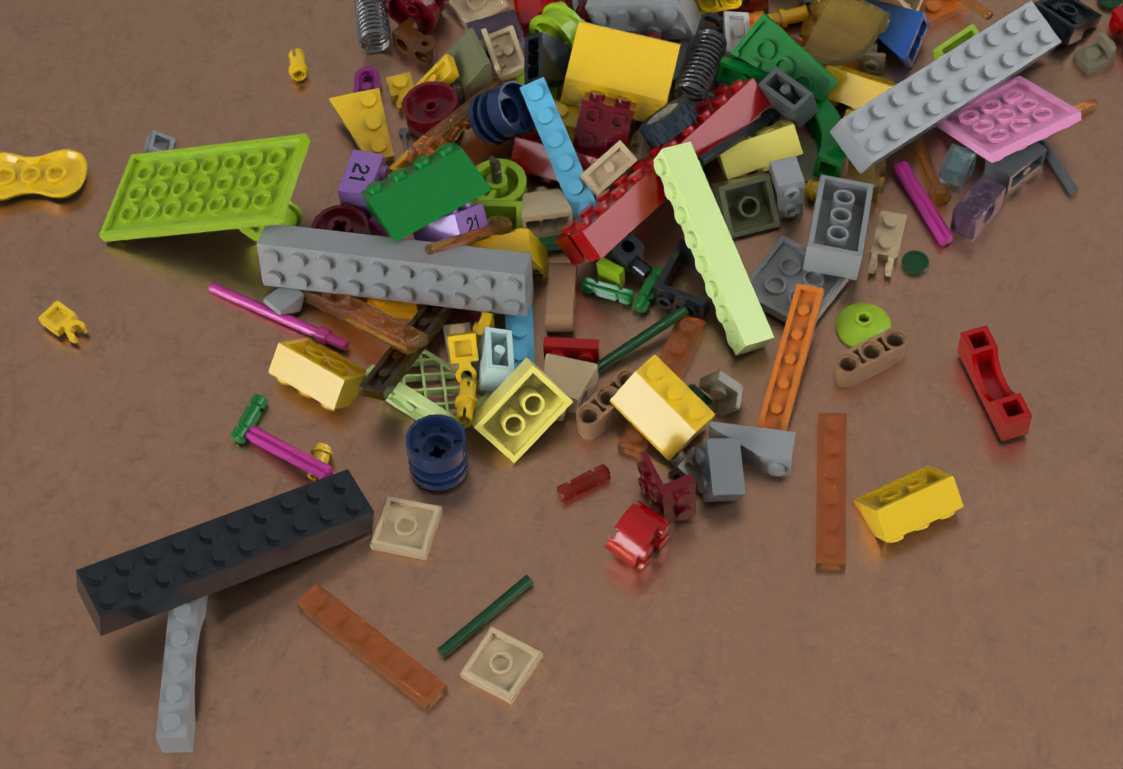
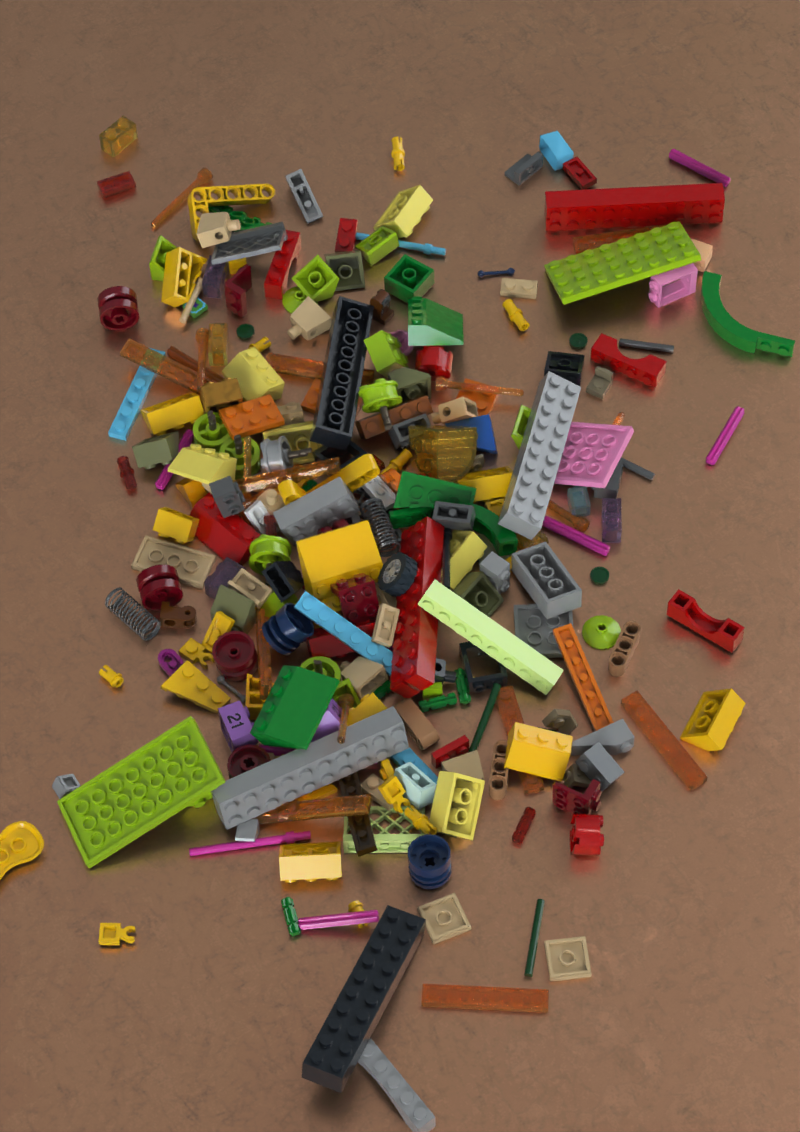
camera: 40 degrees left, 0 degrees up
(887, 241) = (575, 568): tan hinge -> none

